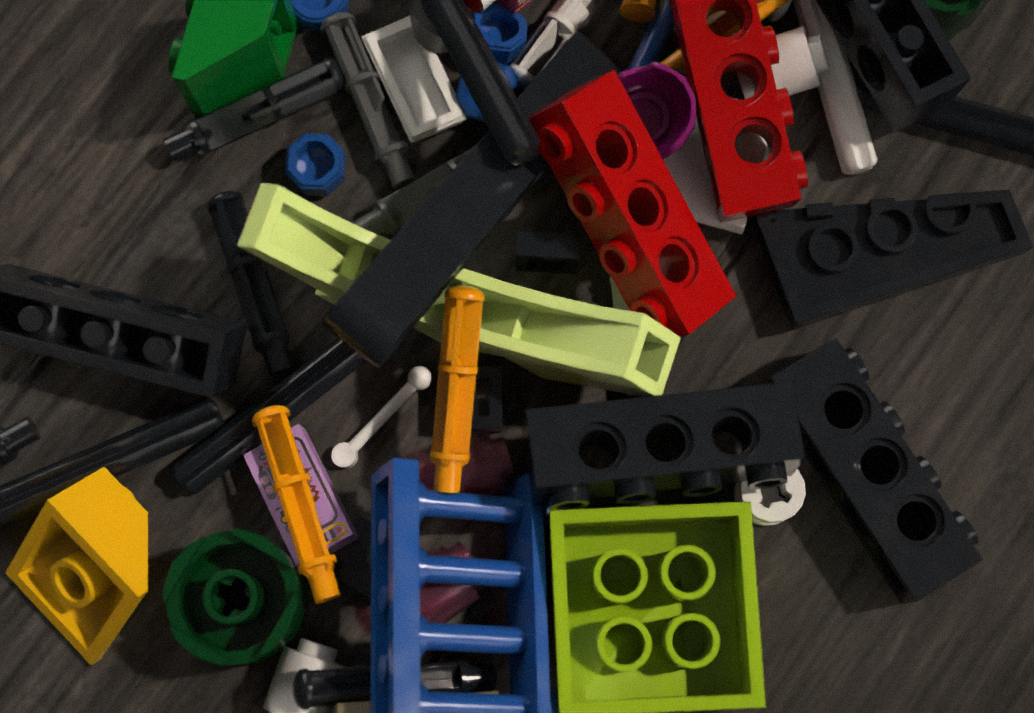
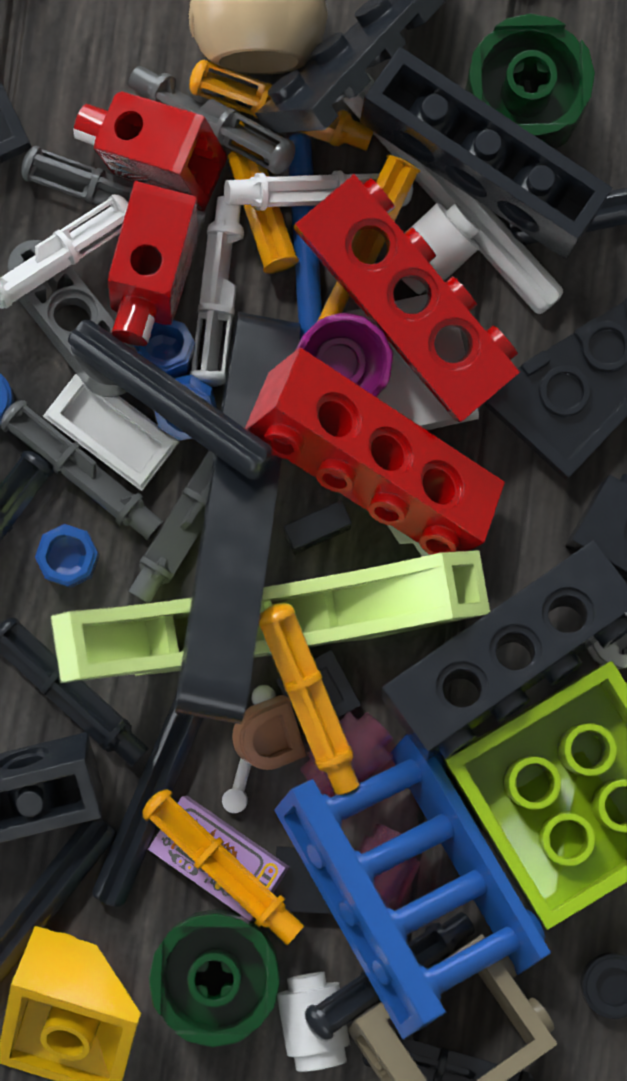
camera: 30 degrees left, 5 degrees up
(404, 411) = (269, 735): none -> nougat tile

